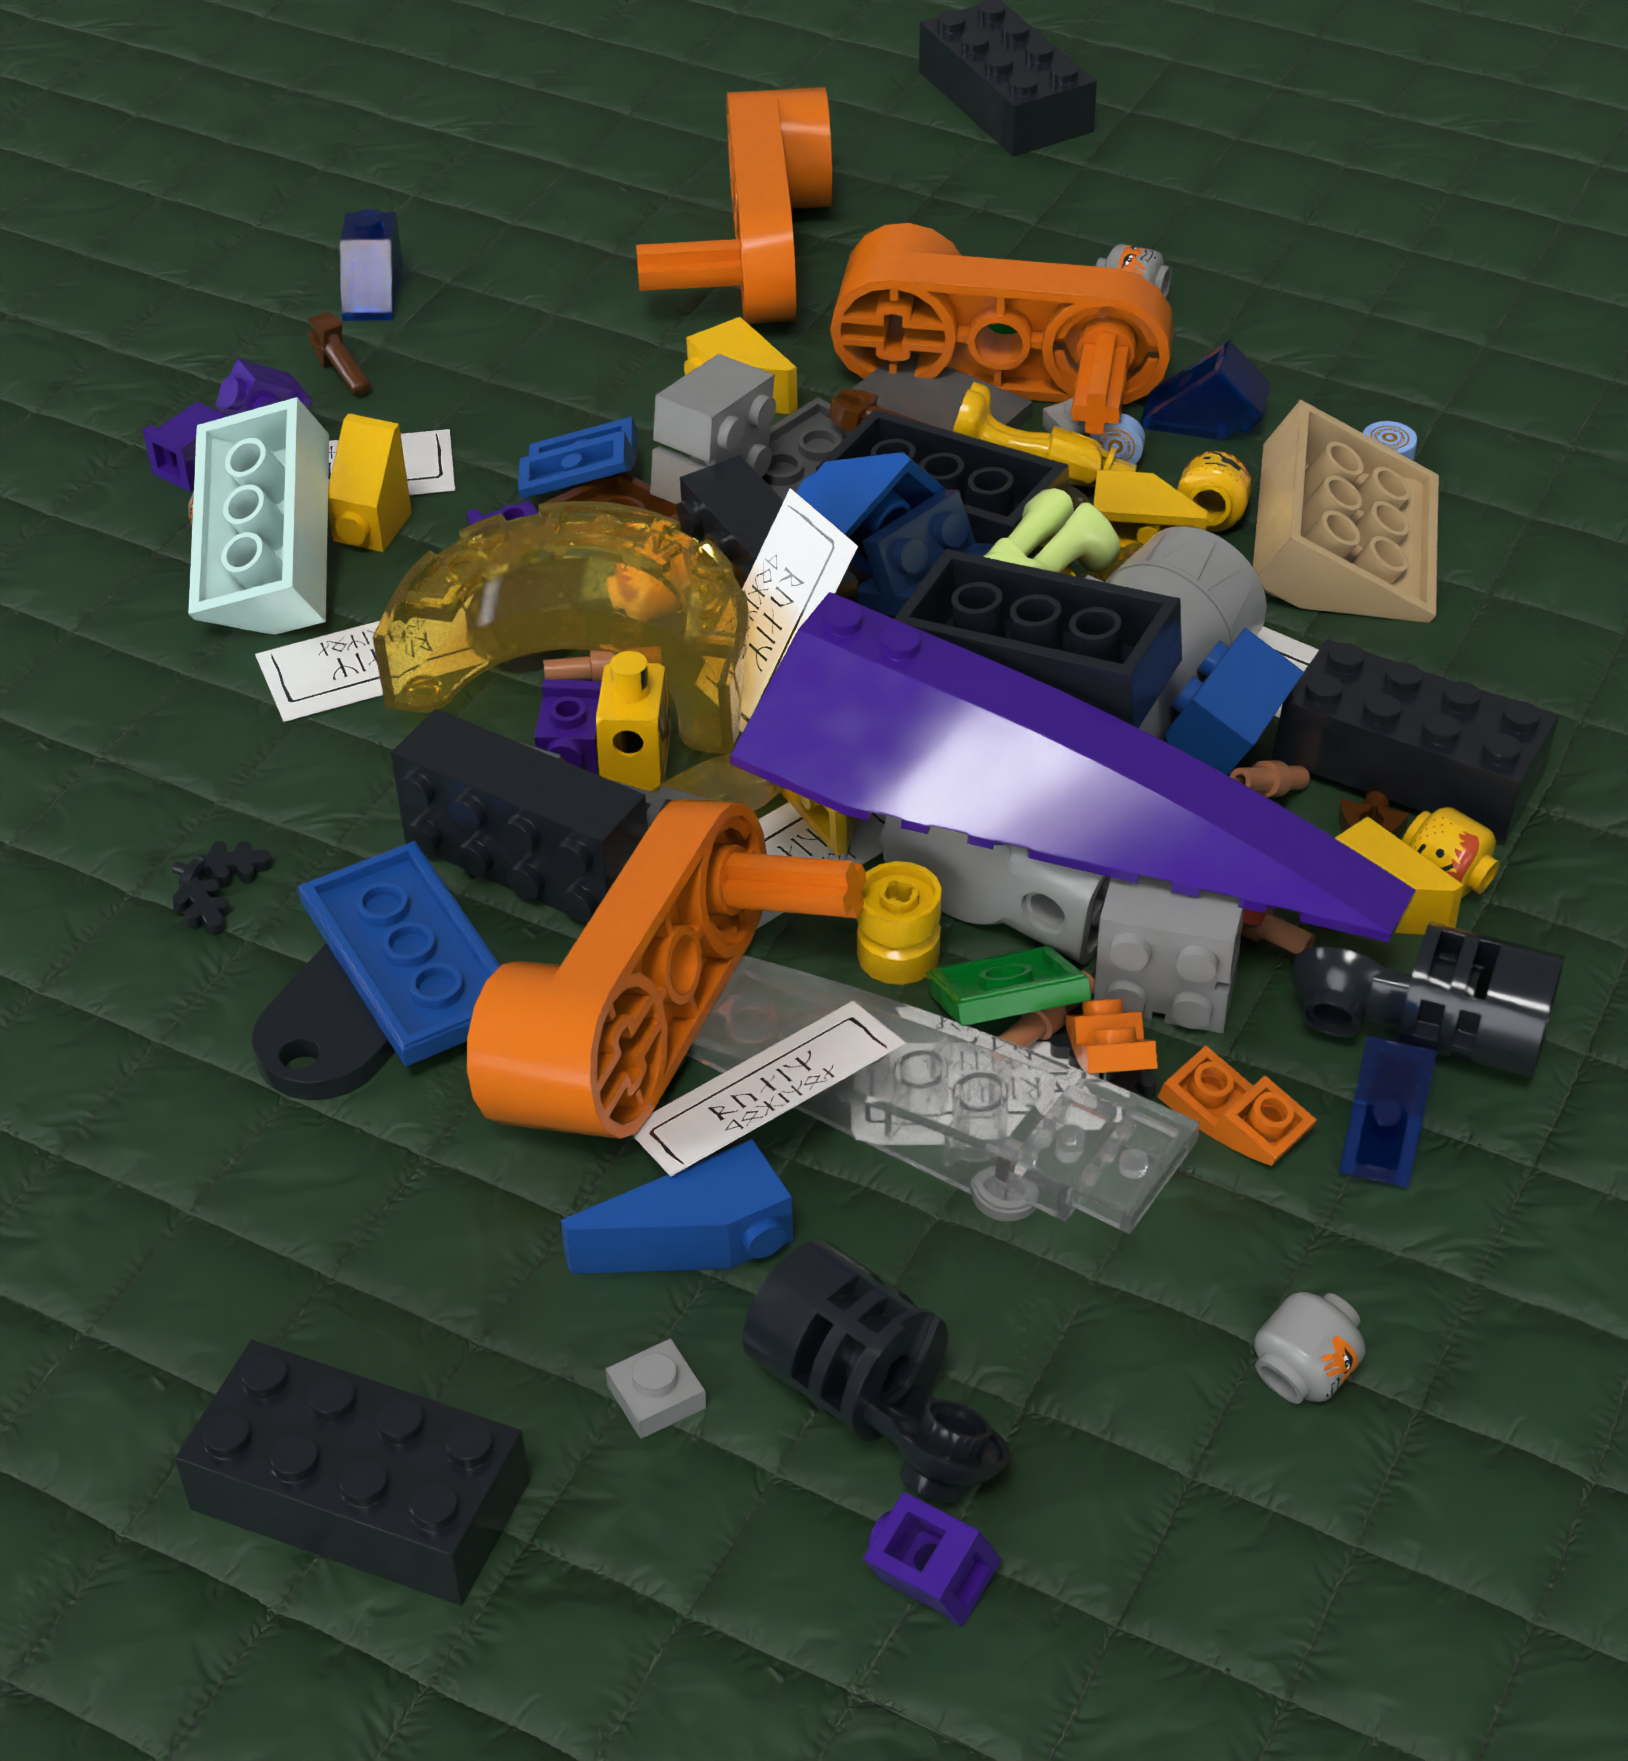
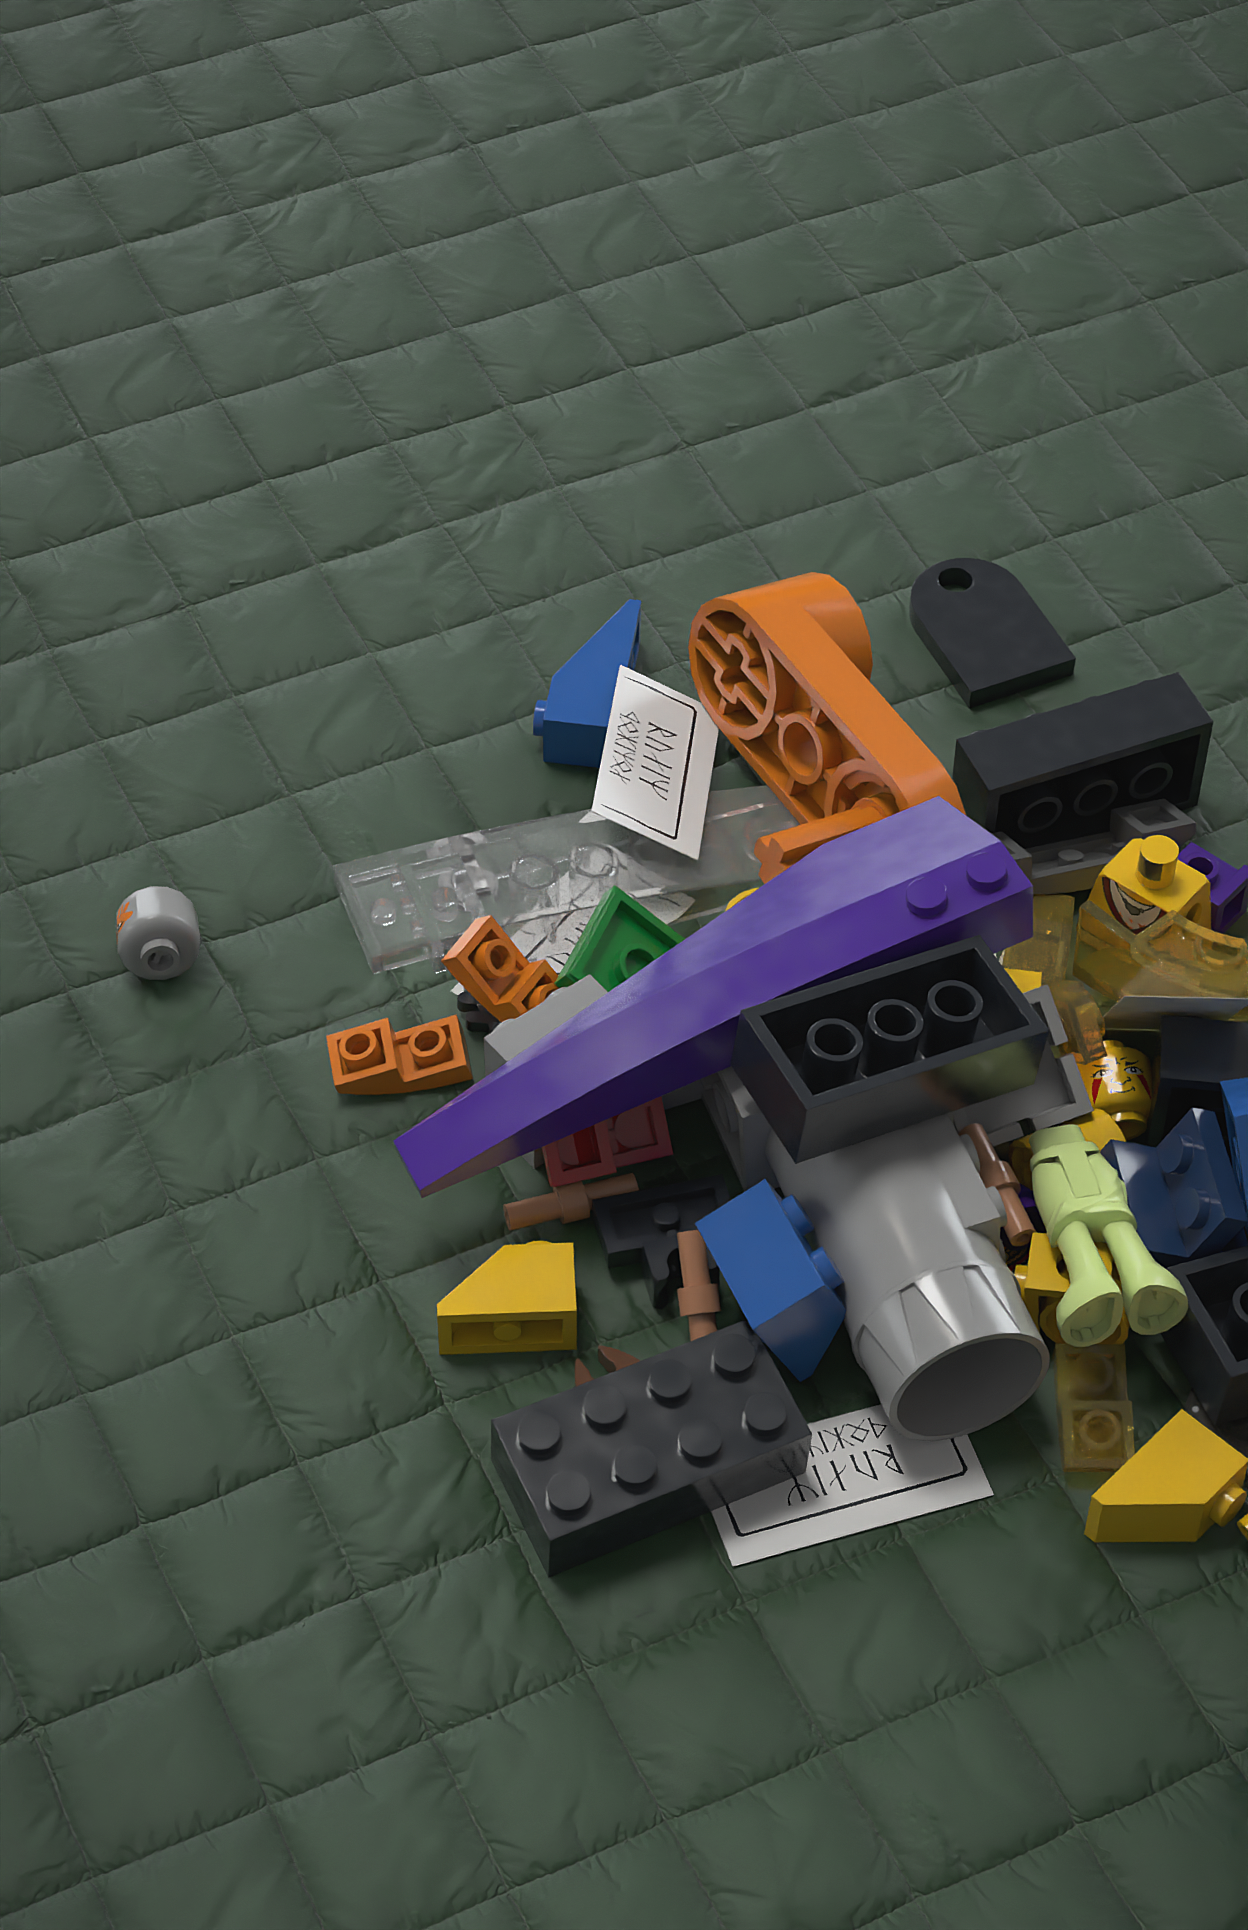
camera: 125 degrees right, 5 degrees up
(204, 894) = (1216, 636): black animal -> none
(355, 1471) = (551, 447): black brick -> none
(403, 948) = (996, 666): blue tile -> none
(655, 1388) = (486, 622): light grey plate -> none
(869, 1362) = (370, 688): black cylinder -> none
(958, 1555) = (217, 655): dark purple brick -> none
(1219, 486) = (1161, 1579): yellow head -> none
(1345, 522) = (1015, 1670): tan slope -> none
(1388, 1110) = (302, 1134): clear blue slope -> none
(1395, 436) = (1136, 1842): light blue tile -> none
(1456, 846) = (496, 1367): yellow head -> none
(1465, 996) = (327, 1226): black cylinder -> none

